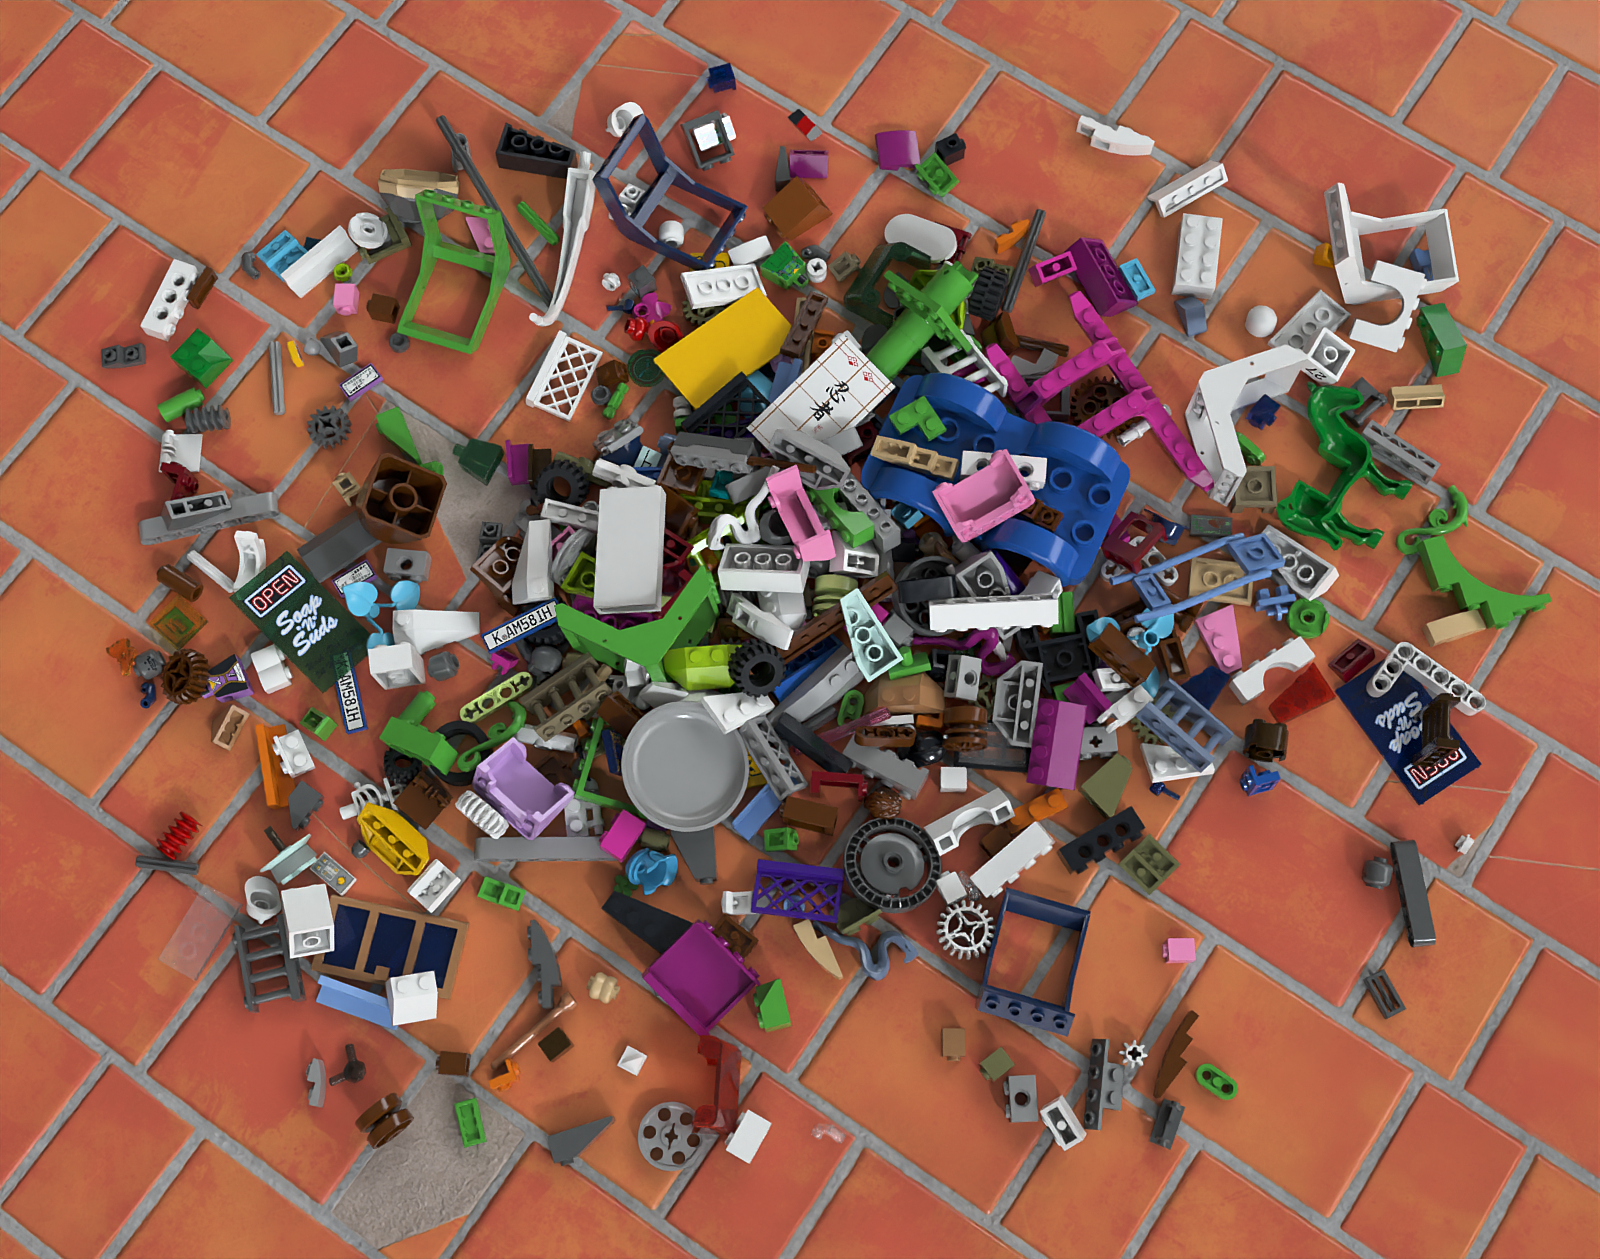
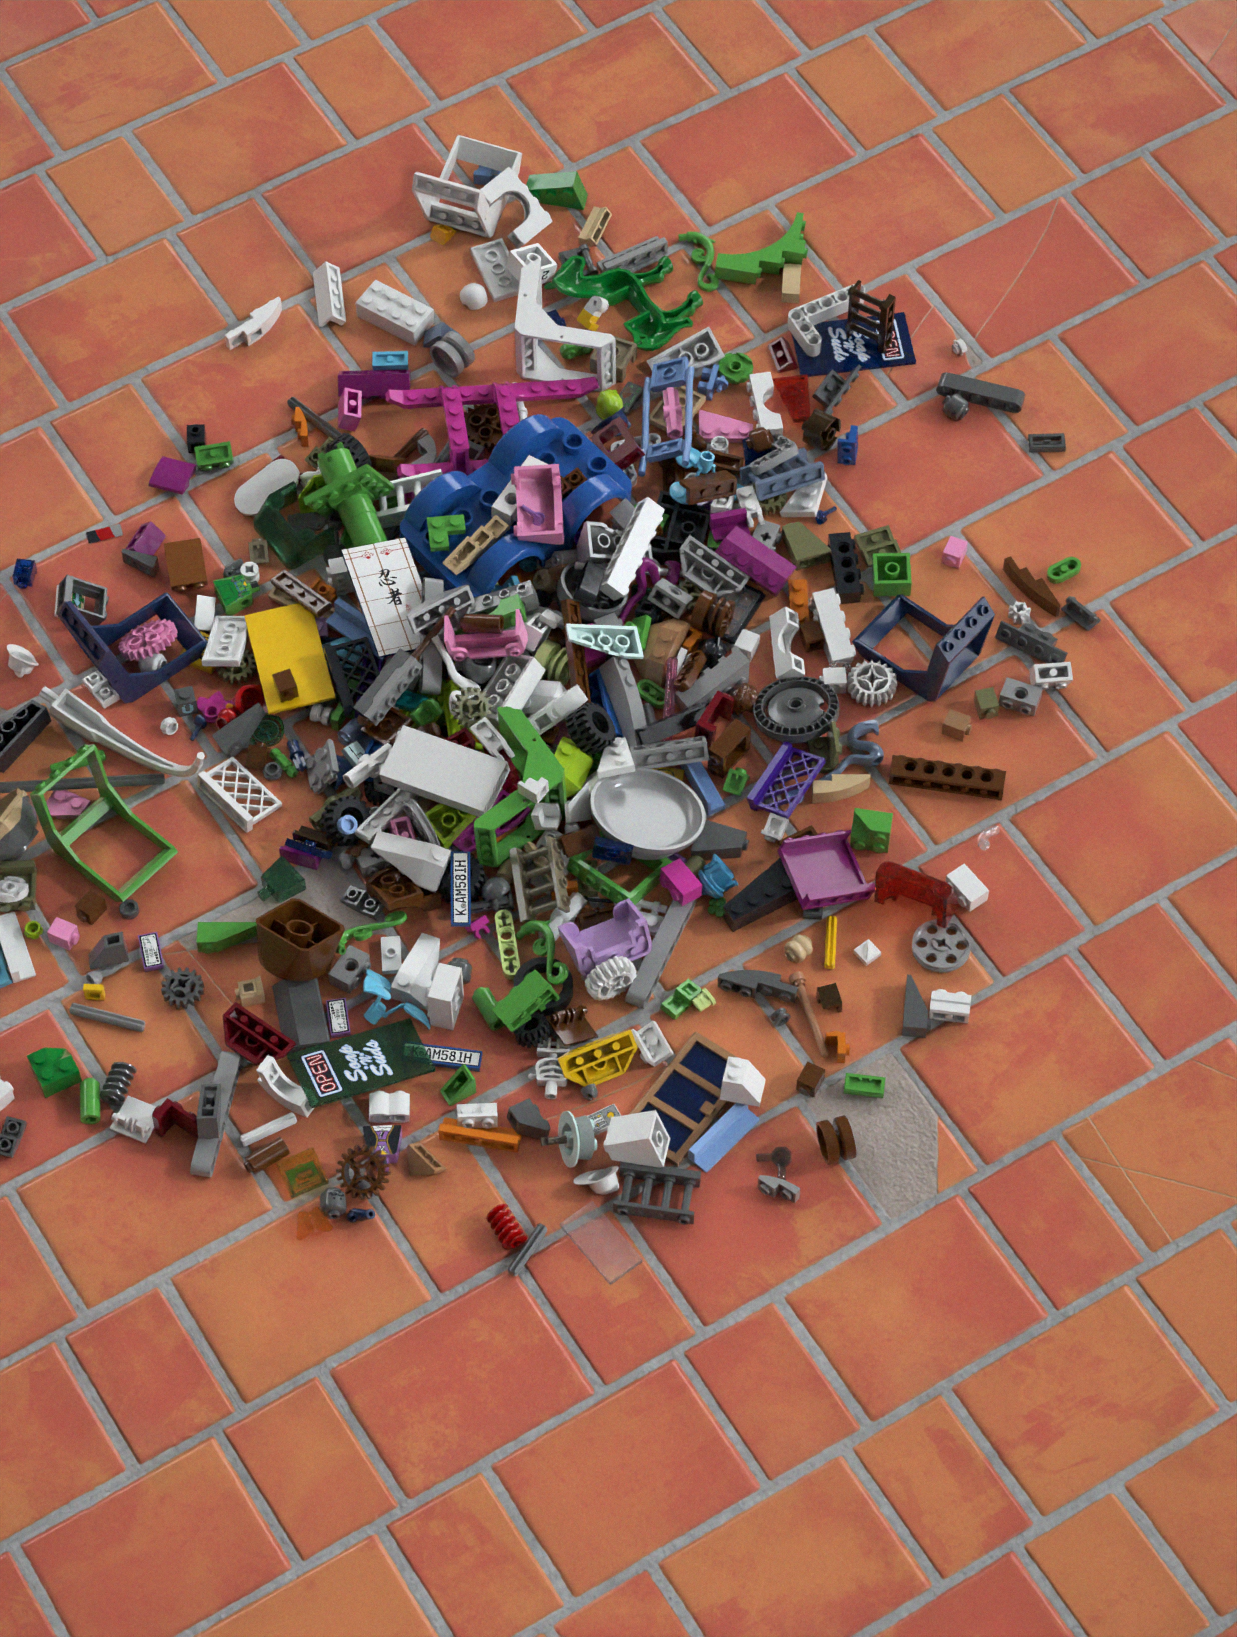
camera: 70 degrees left, 15 degrees down
(293, 513) = (253, 1037): none -> dark red wedge
(442, 595) = (391, 954): none -> white plate
(448, 561) = (365, 931): none -> bright green plant
(506, 917) = (703, 1000): none -> yellowish green piece
(513, 466) = (308, 847): none -> clear blue plate
(516, 1002) = (780, 1017): none -> dark grey bush
(547, 488) = (347, 825): none -> light blue tile
(598, 1175) = (950, 1006): none -> white brick
(616, 643) = (533, 790): none -> white panel
(624, 344) = (237, 733): none -> dark grey slope
(626, 408) = (296, 755): none -> dark blue axle
(628, 1017) = (830, 942): none -> yellow axle
(683, 359) = (285, 685): none -> reddish brown brick
(683, 575) = (491, 738): none -> white hinge
(690, 216) = (148, 639): none -> bright pink gear
(708, 501) = (426, 712): none -> bright green bracket
(714, 541) = (470, 708): none -> olive gear
(820, 506) = (482, 623): none -> reddish brown brick
(871, 569) = (550, 618): none -> white tile
(891, 1117) = (939, 782): none -> reddish brown brick
(971, 500) = (538, 516): none -> medium lavender hand
(1113, 894) = (891, 574): none -> bright green slope
(1169, 332) = (452, 354): none -> light grey wheel
(1185, 701) = (781, 449): none -> light grey beam
(1191, 511) = (608, 403): none -> lime hat
(1194, 642) = (720, 444): none -> white wheel
(1207, 578) = (672, 413): none -> bright pink piece
(1214, 683) = (759, 440): none -> reddish brown head
(1296, 443) = (592, 312): none -> leg
(1331, 730) = (833, 387): none -> dark grey bracket

